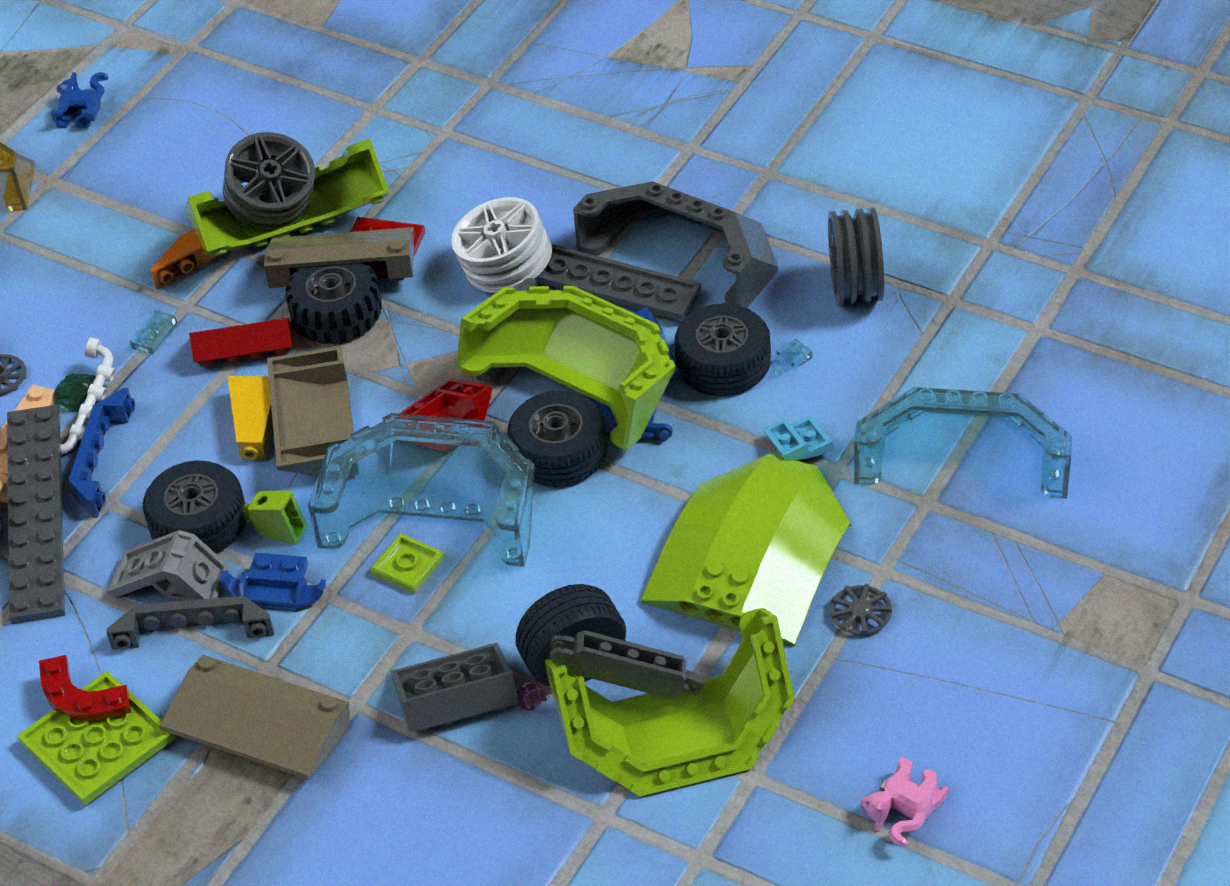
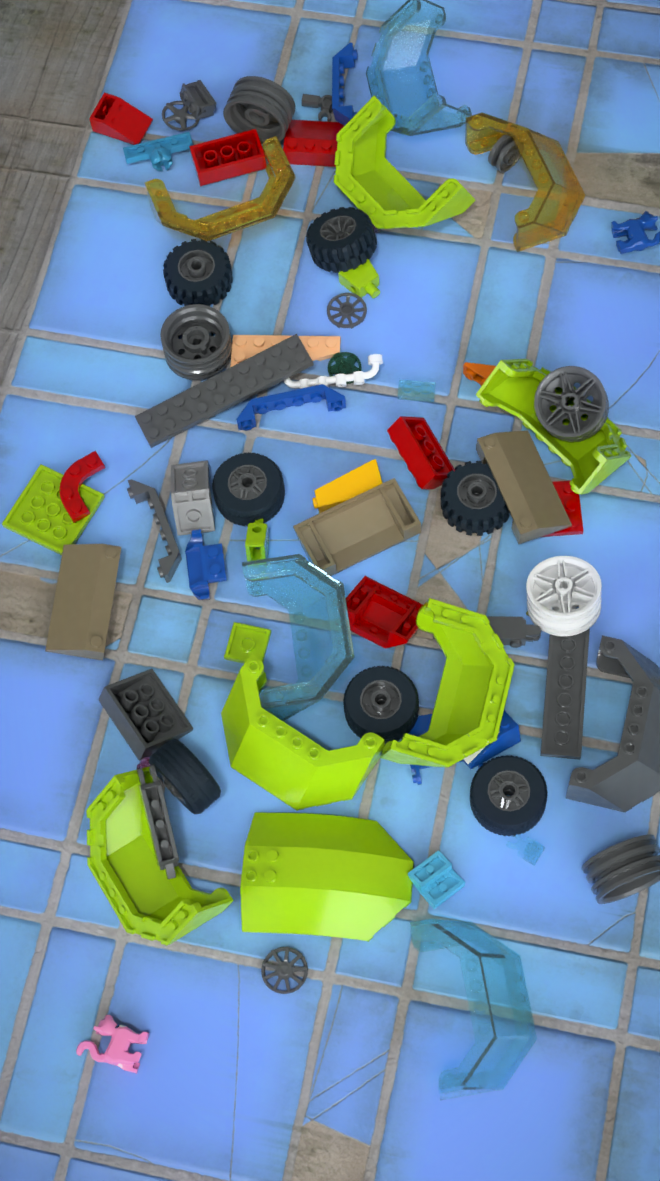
camera: 75 degrees right, 20 degrees up
(583, 537) = (284, 758): none -> lime windscreen

